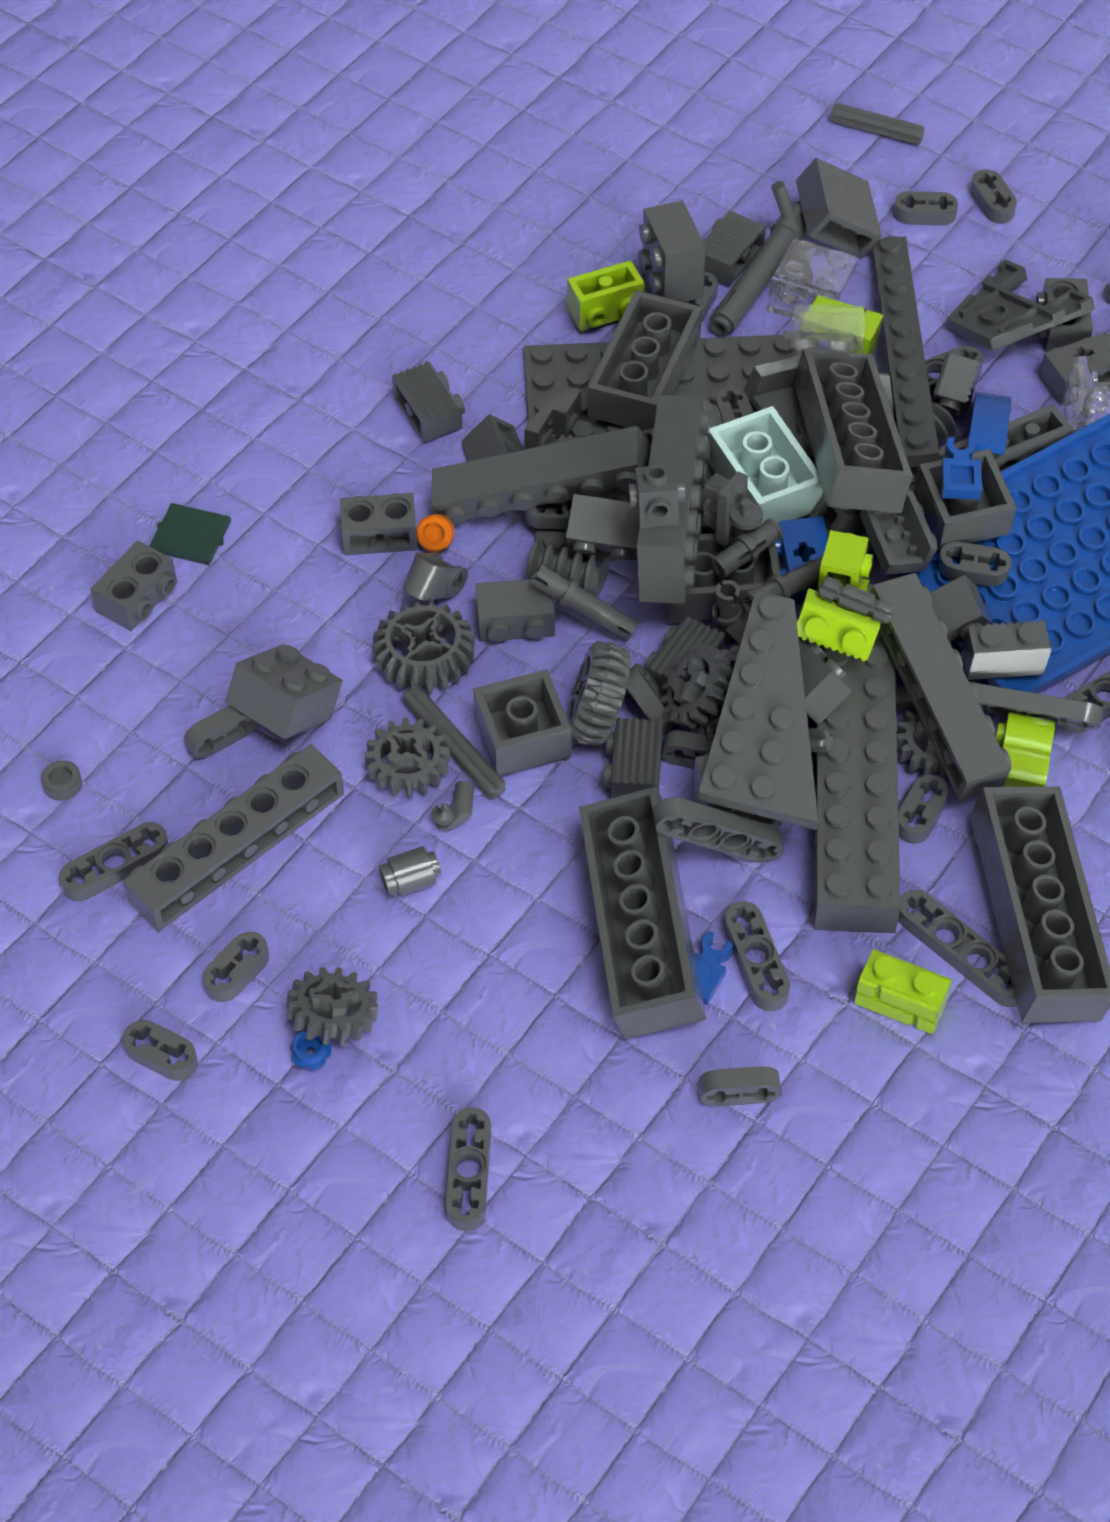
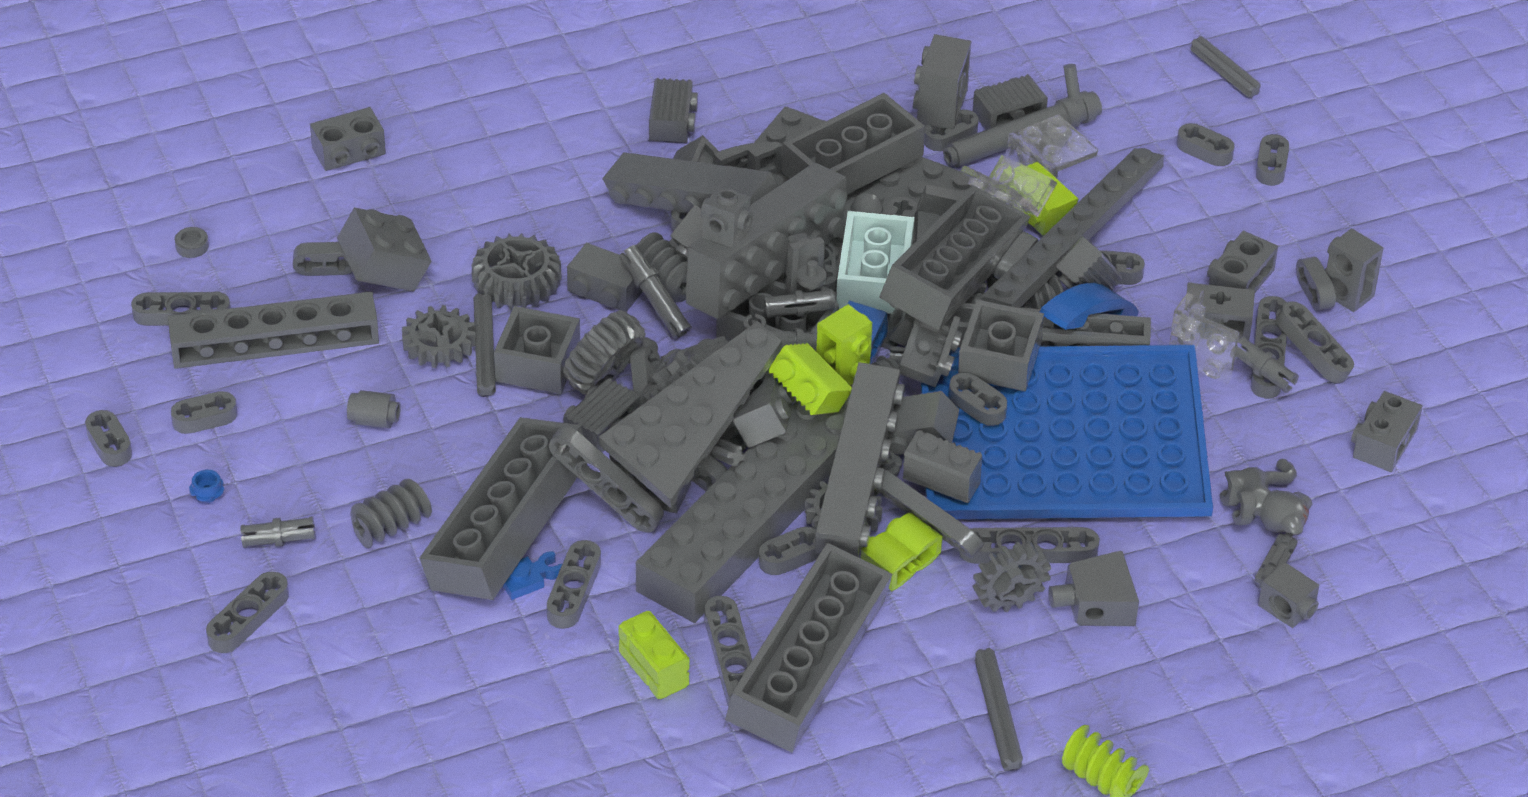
camera: 30 degrees right, 10 degrees down
(190, 533) = (422, 125): clear green piece -> none
(332, 1006) = (242, 463): dark grey gear -> none
(378, 524) = (558, 176): dark grey brick -> none
(427, 1061) = (278, 532): none -> dark grey pin
(434, 578) = (562, 226): dark grey piece -> none
(435, 532) = (595, 200): orange tile -> none
(459, 811) = (447, 390): dark grey arm -> none
(524, 979) = (387, 509): none -> dark grey piece
(602, 294) = (863, 84): lime brick -> none
(739, 1086) = (480, 655): dark grey beam -> none
(838, 208) = (1119, 109): dark grey brick -> none
(856, 600) = (832, 364): dark grey axle -> none
(960, 473) = (998, 318): blue plate -> none
(1003, 317) = (1192, 245): dark grey wing -> none

